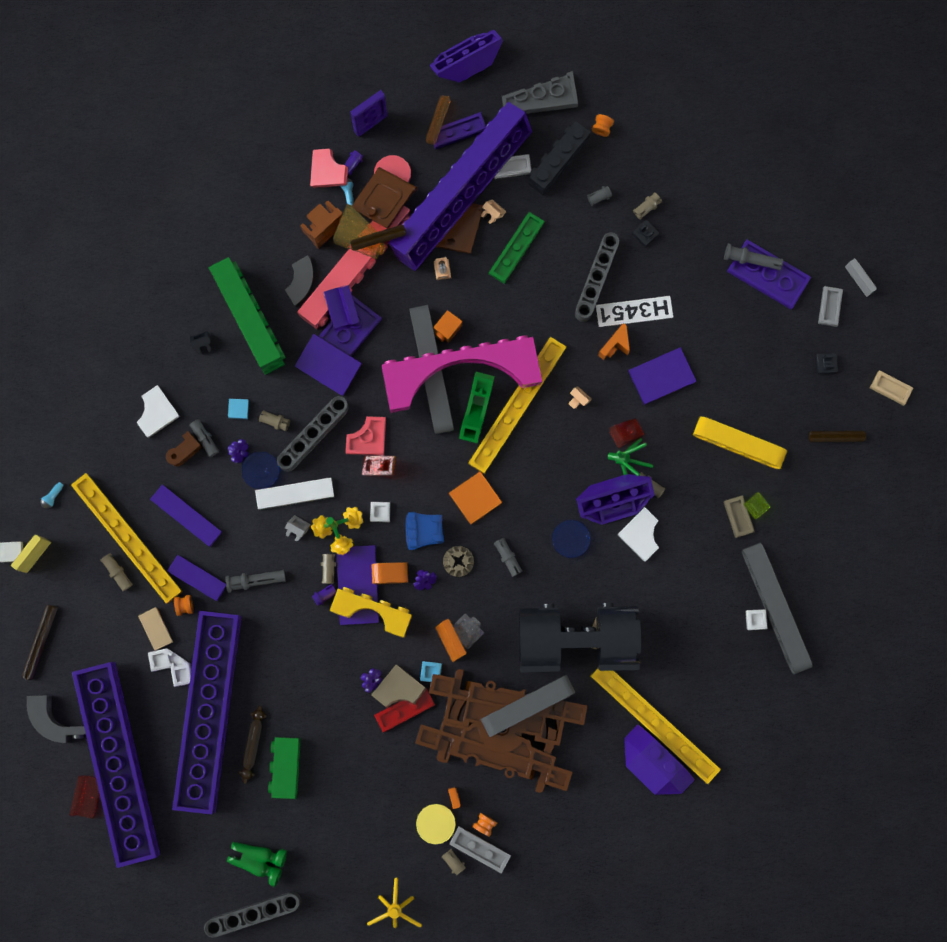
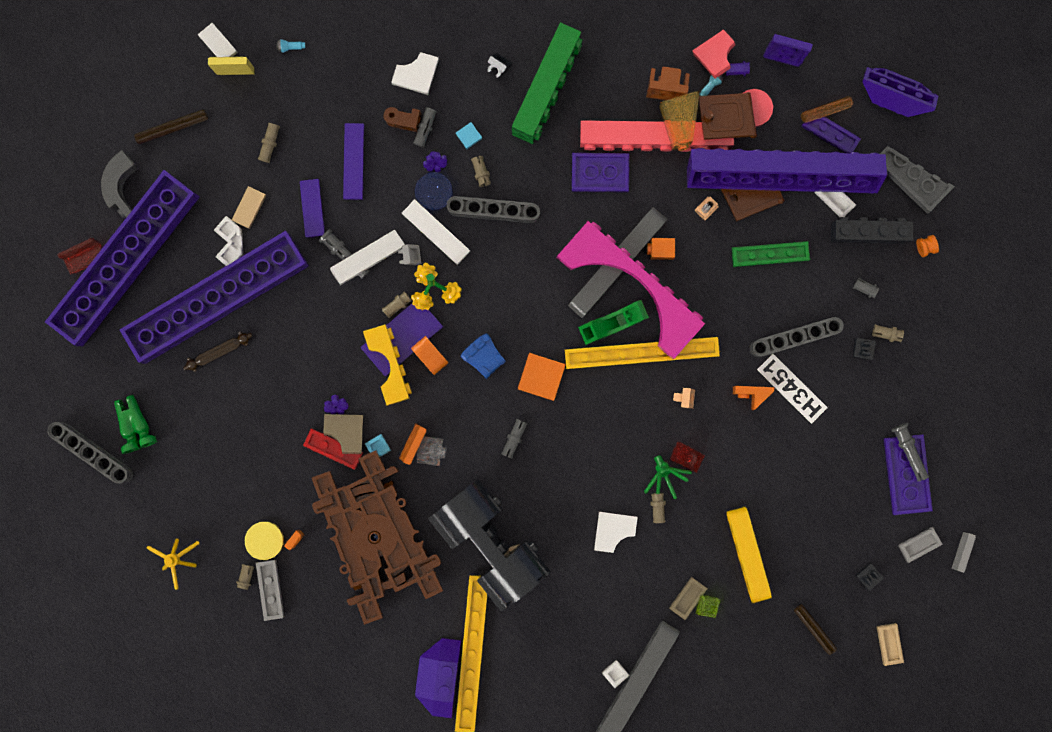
camera: 60 degrees right, 5 degrees up
(126, 538) = (300, 129): yellow plate -> none
(183, 605) = (282, 214): orange wheel -> none
(272, 563) = (367, 257): none -> white tile
(285, 767) = (218, 390): green brick -> none
(302, 280) = (609, 105): dark grey tile -> none
(324, 595) = (374, 317): dark purple pin -> none
(328, 364) = (558, 178): dark purple tile -> none
(341, 306) = (611, 151): dark purple panel -> none
(369, 439) = (524, 256): coral tile -> none
(378, 237) = (688, 137): dark brown axle -> none
(379, 466) = (507, 281): clear red slope -> none
(380, 512) = (473, 310): white tile -> none
(424, 580) = (445, 386): dark purple plant -> none
(448, 561) = (487, 408): dark tan gear -> none
(485, 824) = (291, 579): orange wheel -> none
(493, 209) = (787, 212): light nougat tile -> none
(528, 705) = (406, 544): dark grey beam -> none
(571, 539) = (567, 477): clear blue tile -> none
(615, 498) = (625, 488): dark purple wedge -> none
(662, 376) = (755, 451): dark purple tile -> none

